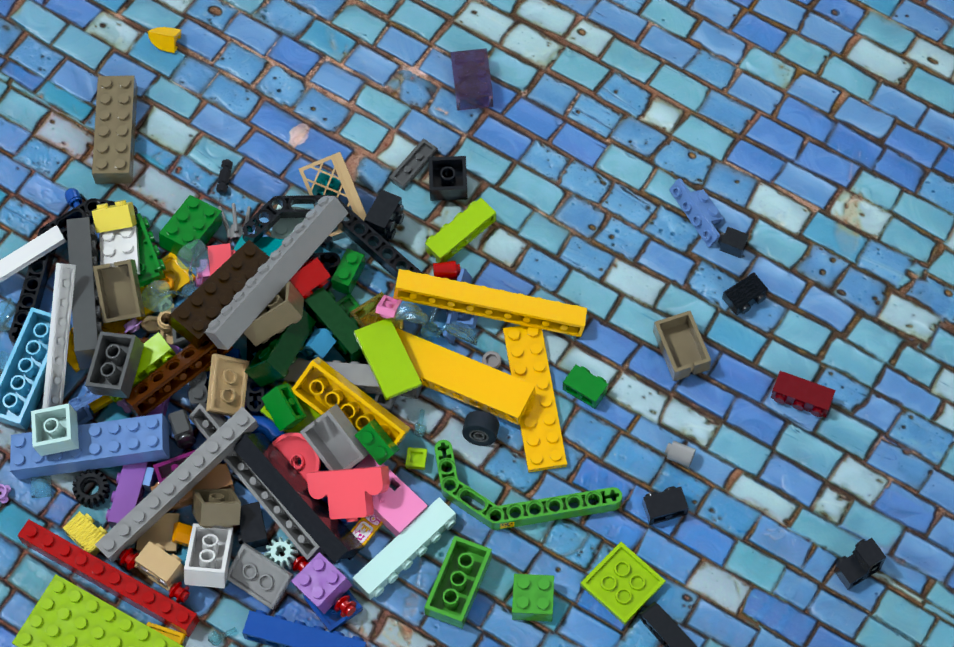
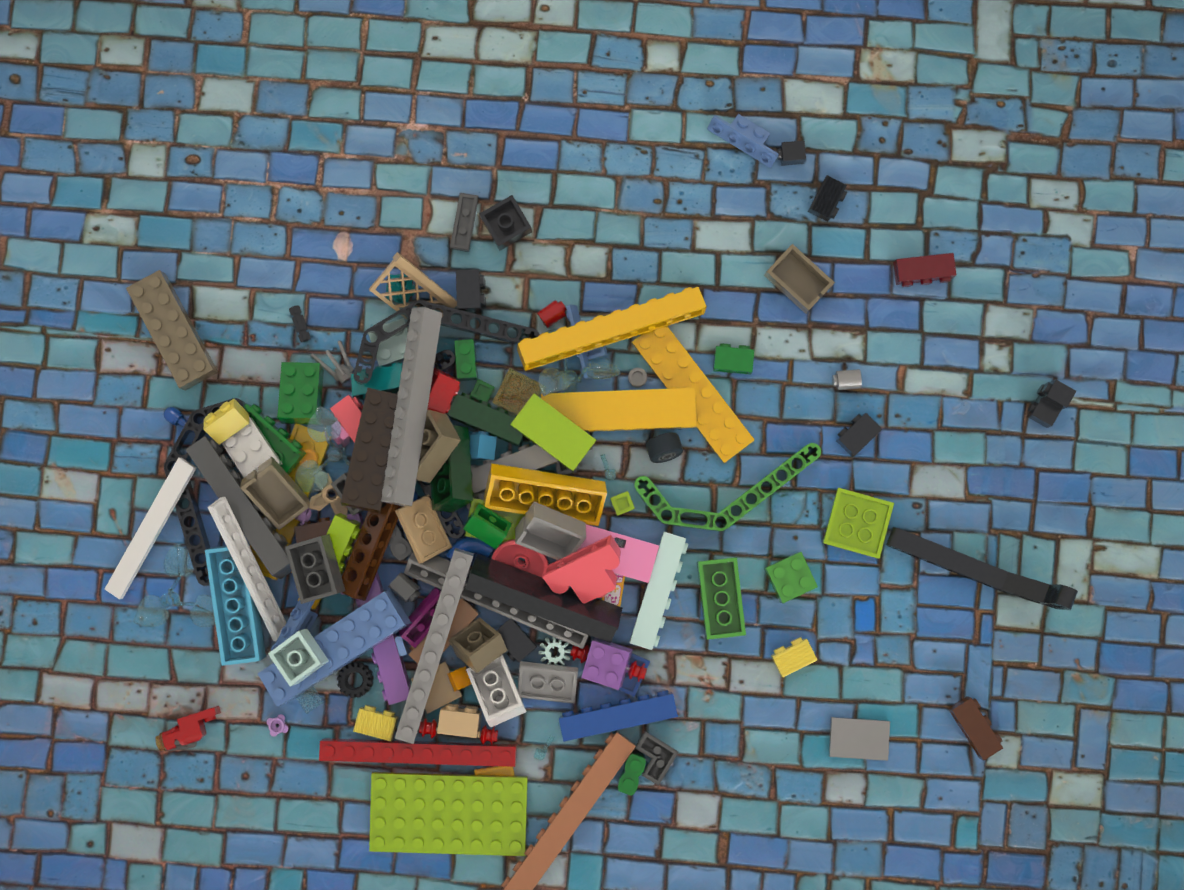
camera: 25 degrees left, 20 degrees up
(165, 38) = (163, 213): yellow brick -> none
(377, 442) = (587, 515): green brick -> none
(388, 306) = (527, 383): bright pink plate -> none
(460, 231) = (544, 268): lime brick -> none
(471, 79) = (472, 110): clear purple brick -> none

